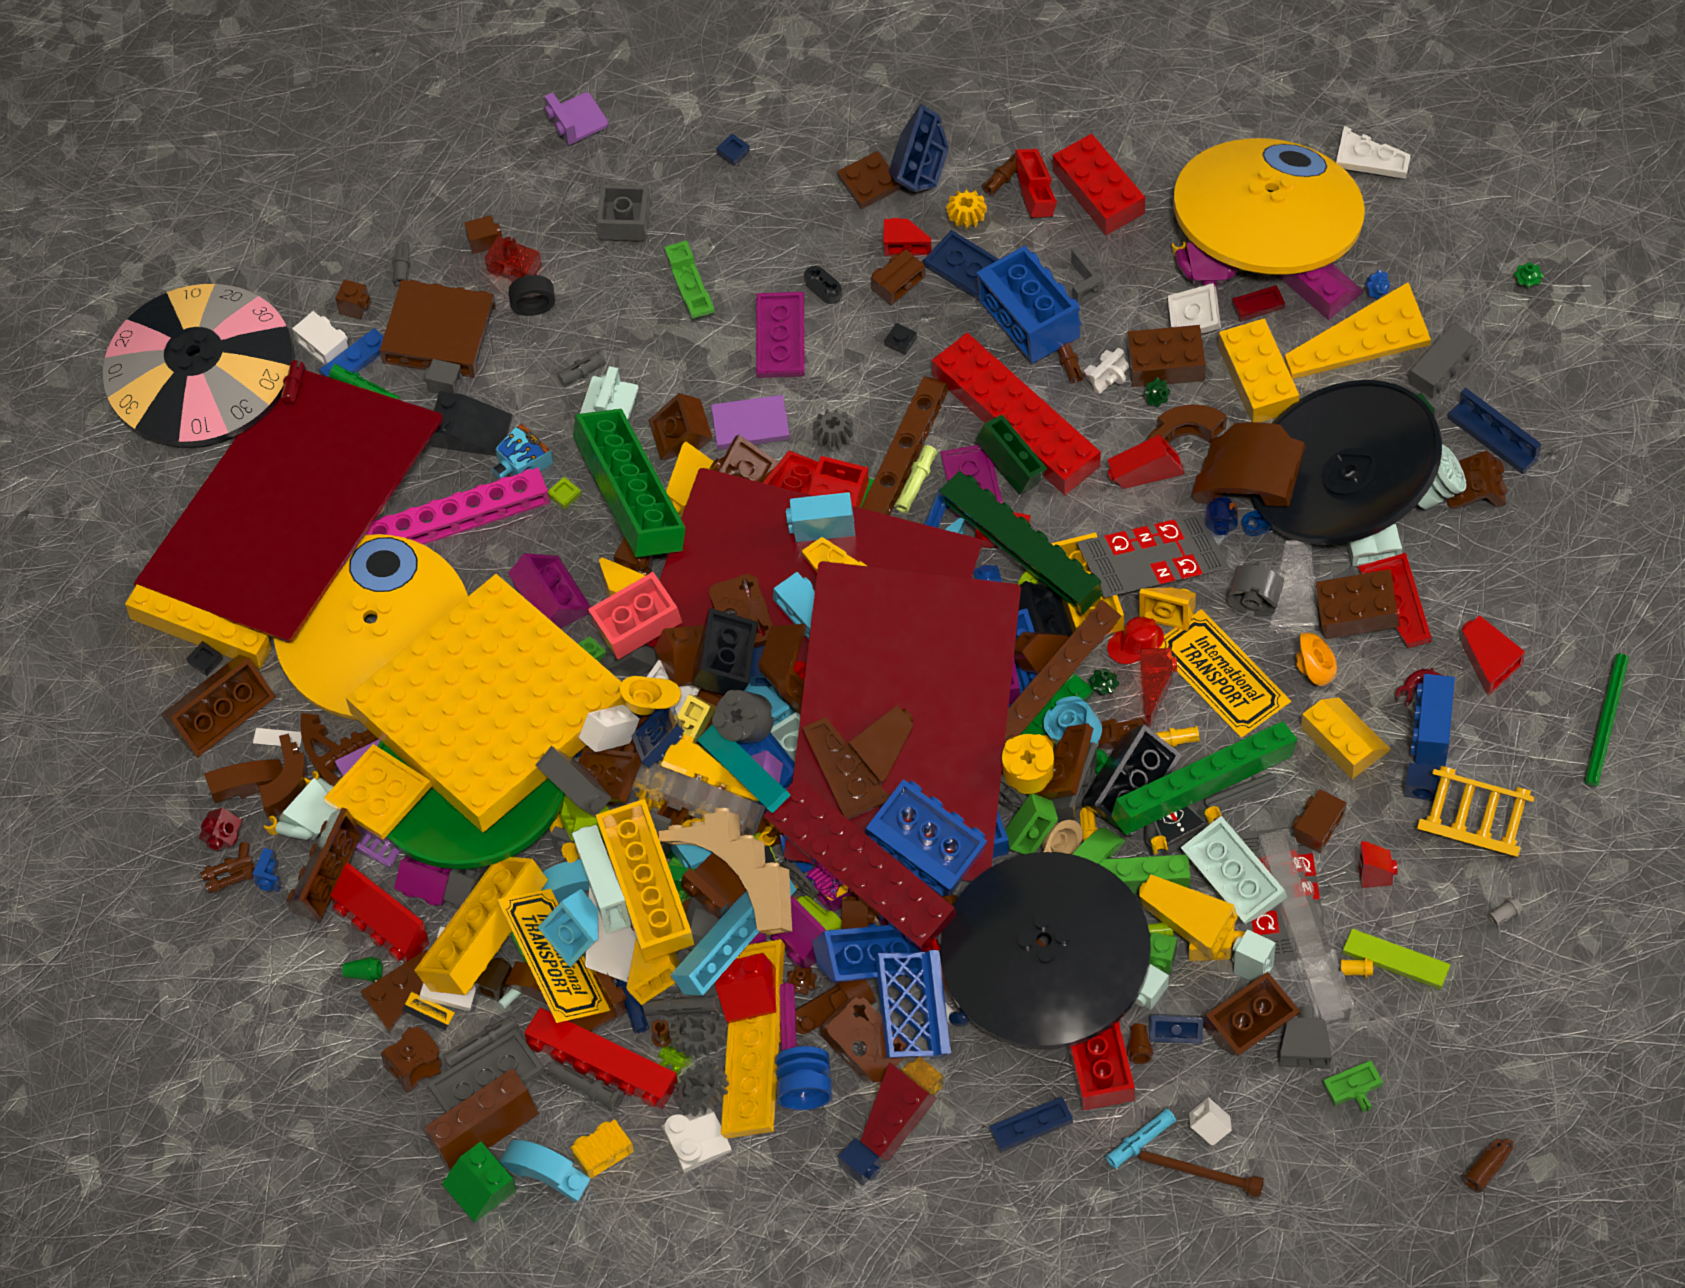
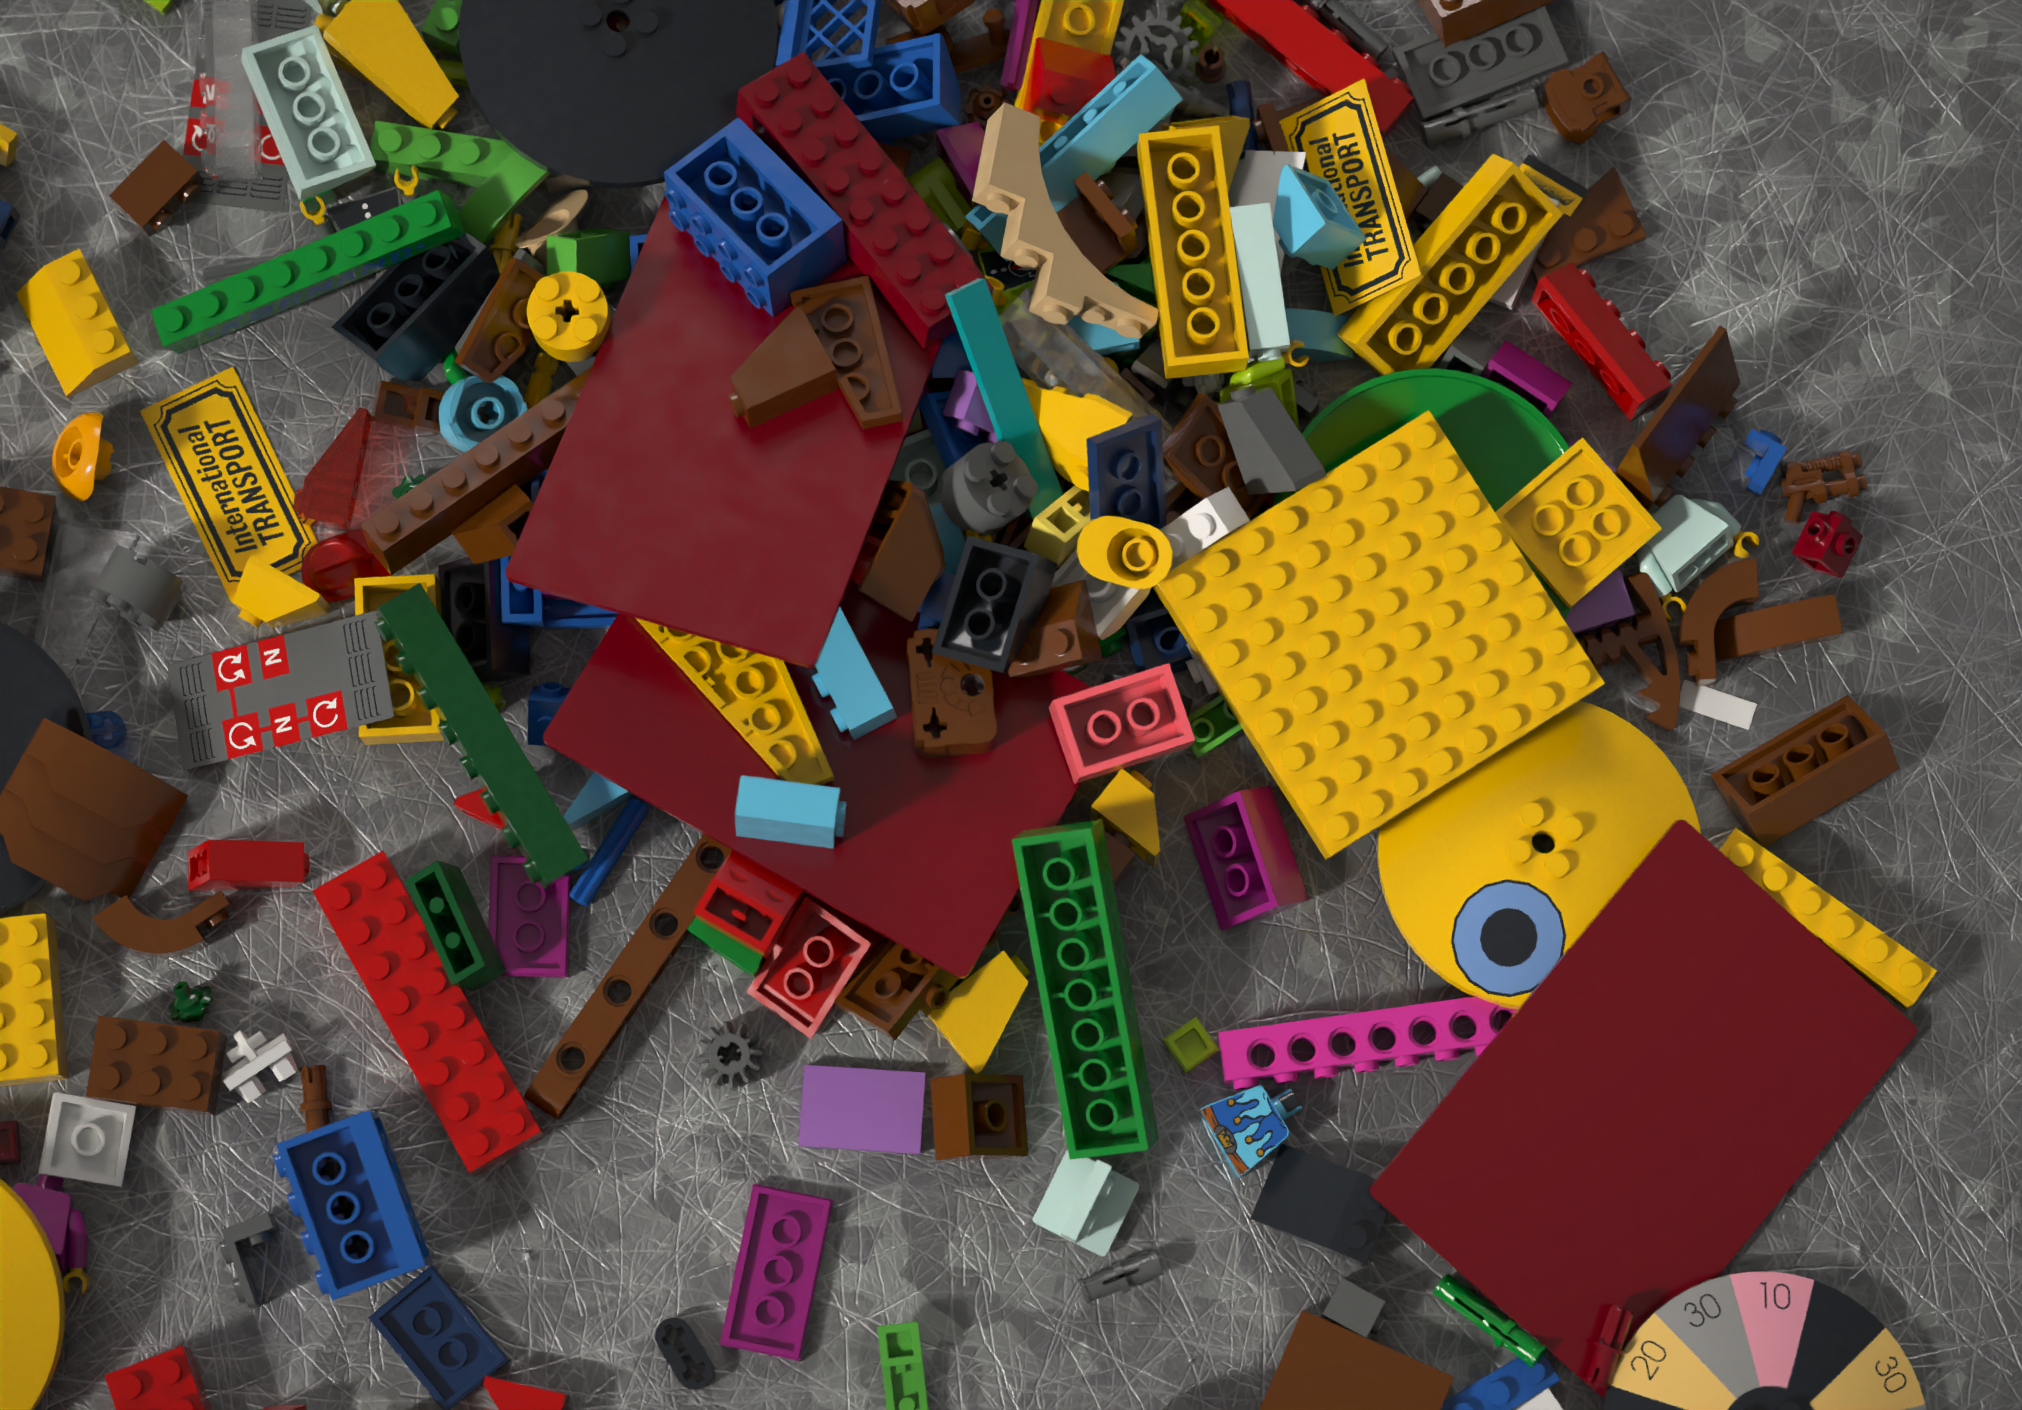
camera: 170 degrees left, 20 degrees up
(204, 658) = (1817, 862): black plate -> none
(363, 969) = (1636, 268): green cone -> none
(897, 277) = (557, 1332): reddish brown brick -> none
(900, 338) = (580, 1215): black plate -> none
(920, 470) = (618, 933): yellowish green pin -> none
(1180, 736) = (336, 382): yellow pin -> none
(1221, 516) = (153, 746): clear blue head -> none
(1375, 866) = (97, 90): red slope -> none

